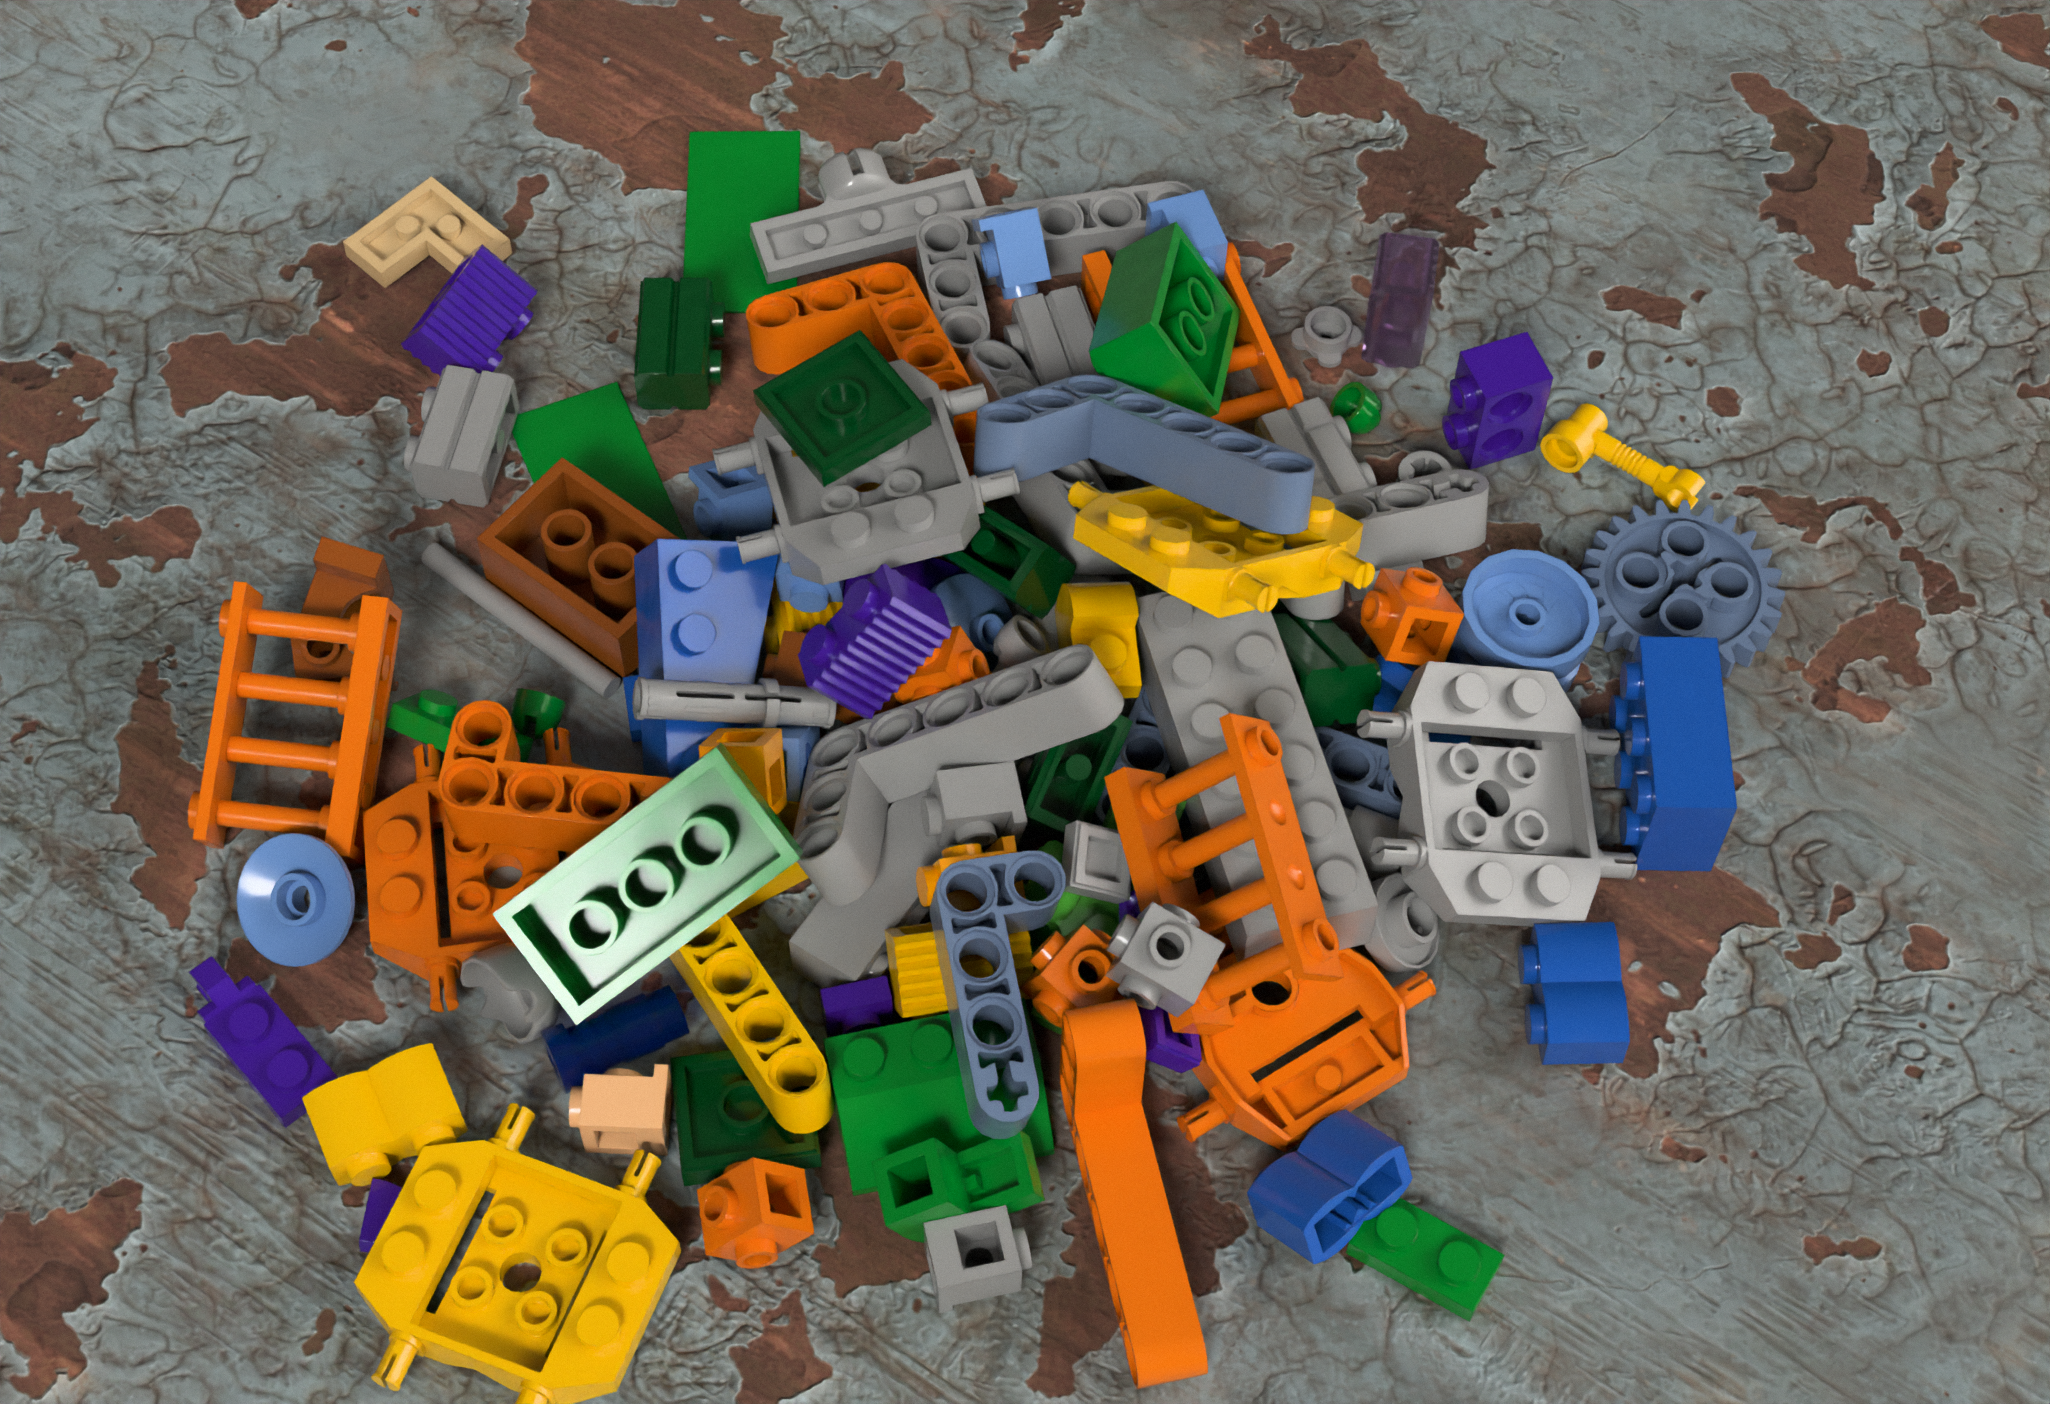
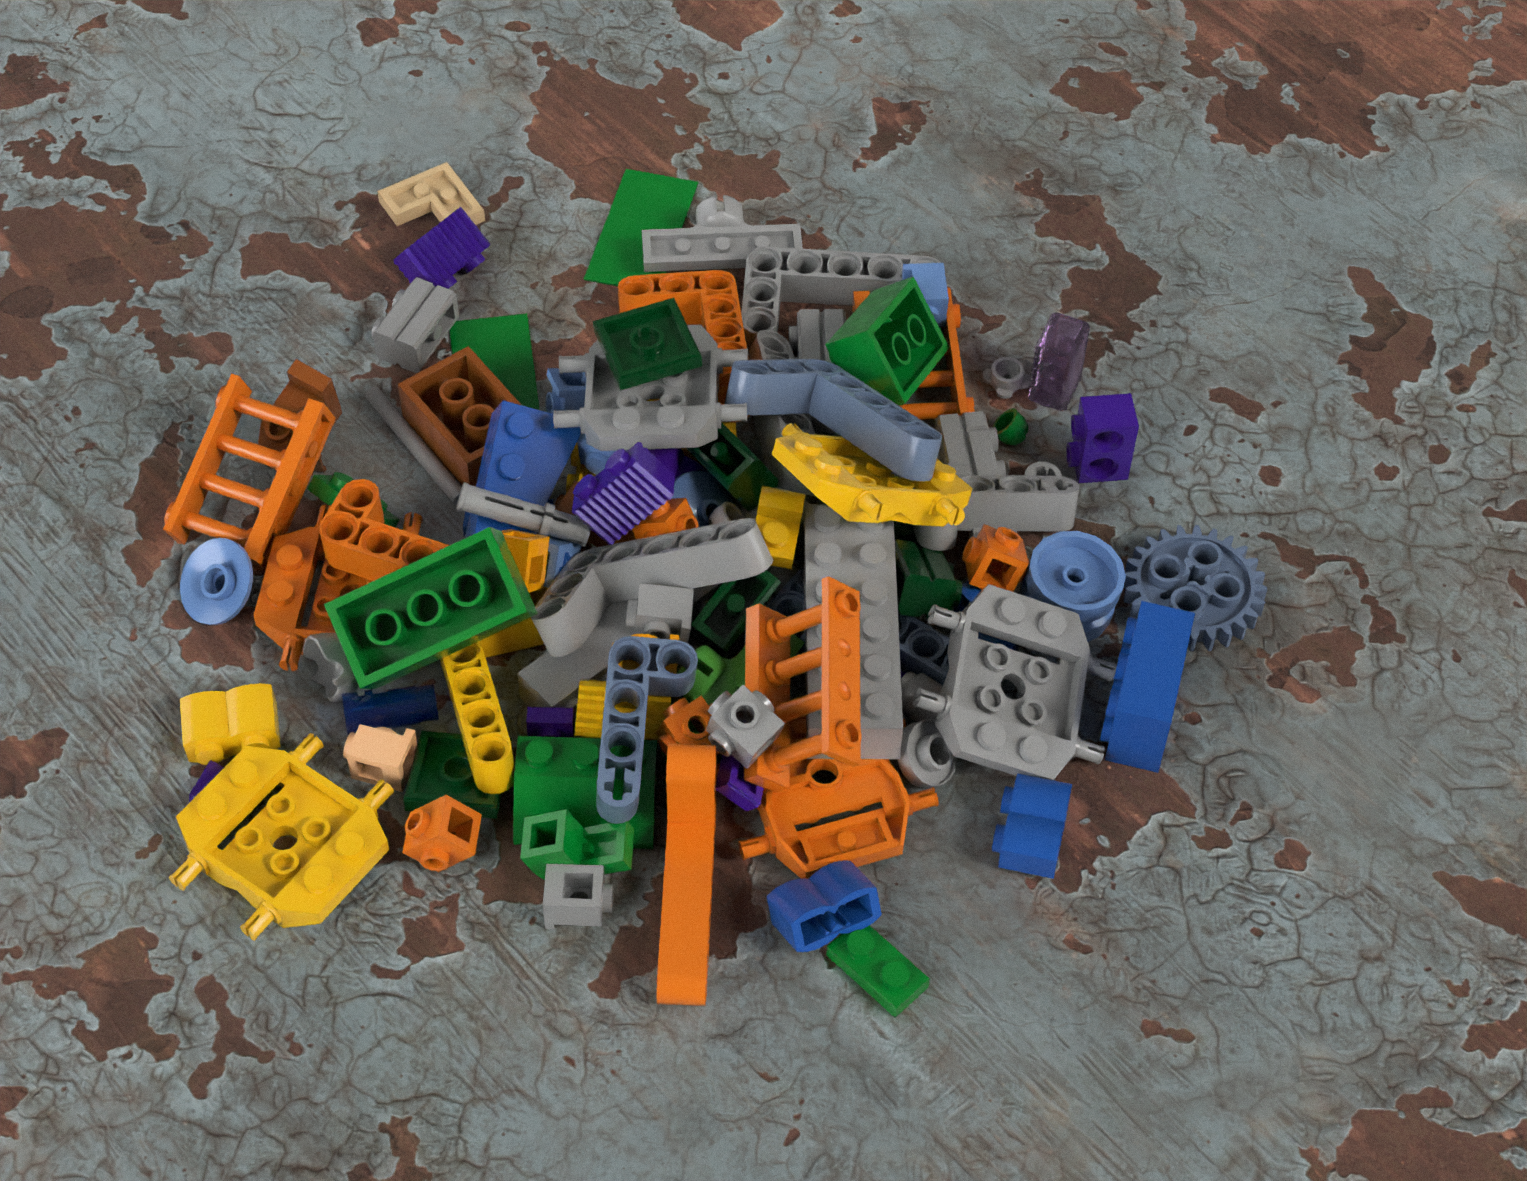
camera: 15 degrees right, 5 degrees down
(260, 1041) = (167, 661): dark purple hinge -> none
(536, 708) = (406, 500): green hinge -> none
(676, 344) = (571, 295): dark green brick -> none
(1014, 251) = (805, 278): medium blue brick -> none
(1095, 863) = (724, 663): light grey tile -> none
(1583, 436) = (1163, 476): yellow brick -> none

